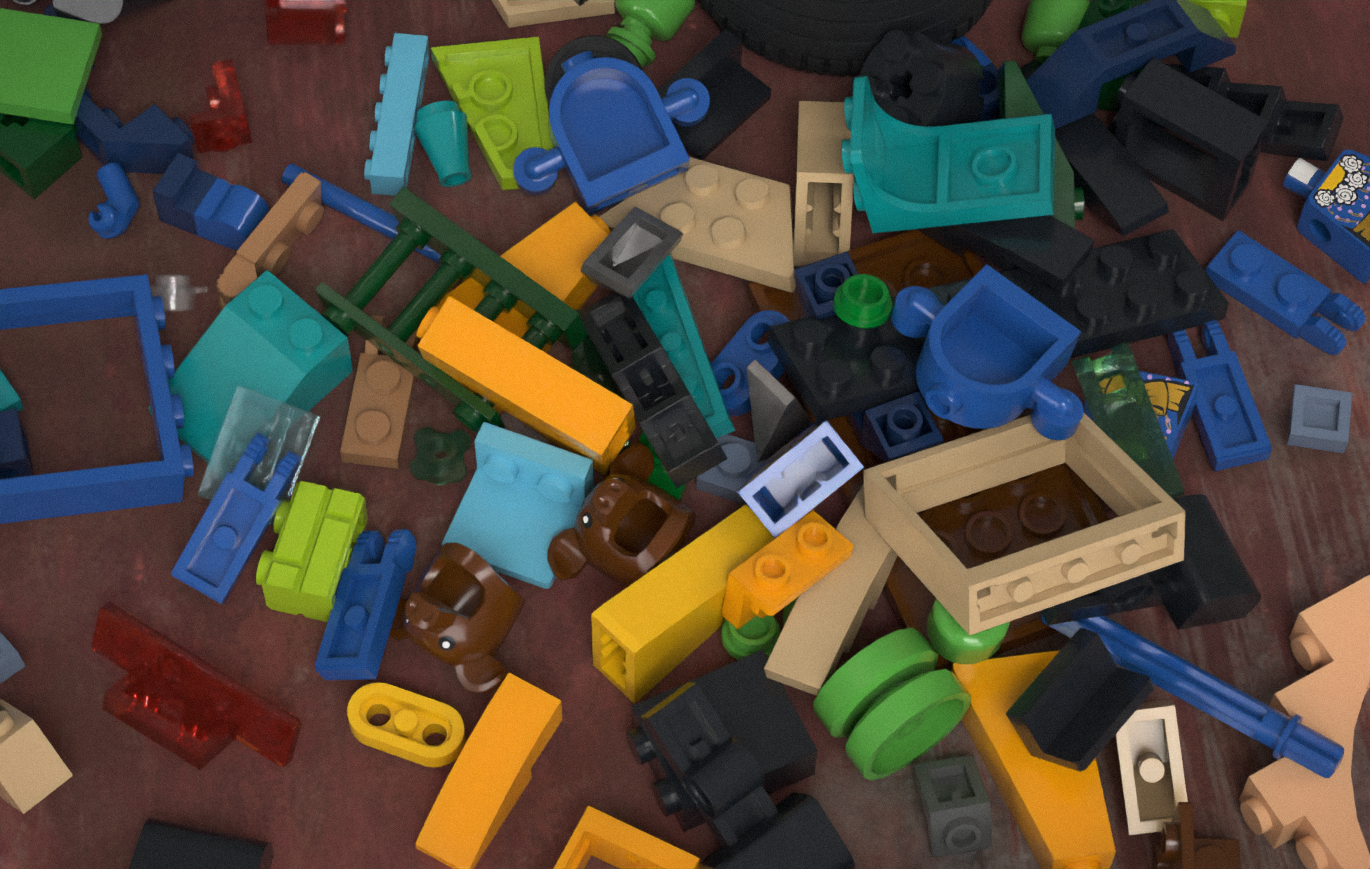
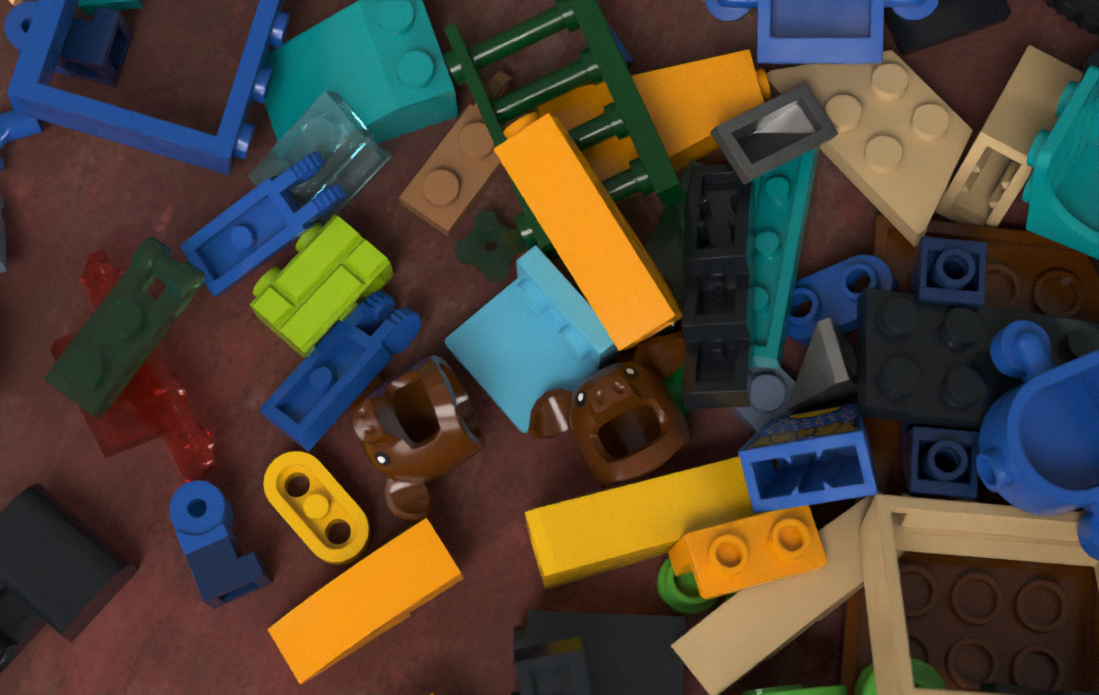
camera: 30 degrees right, 15 degrees up
(166, 649) = (125, 328): none -> clear green plate
(333, 797) = (204, 529): none -> leg
(863, 301) = (971, 312): green plate -> none

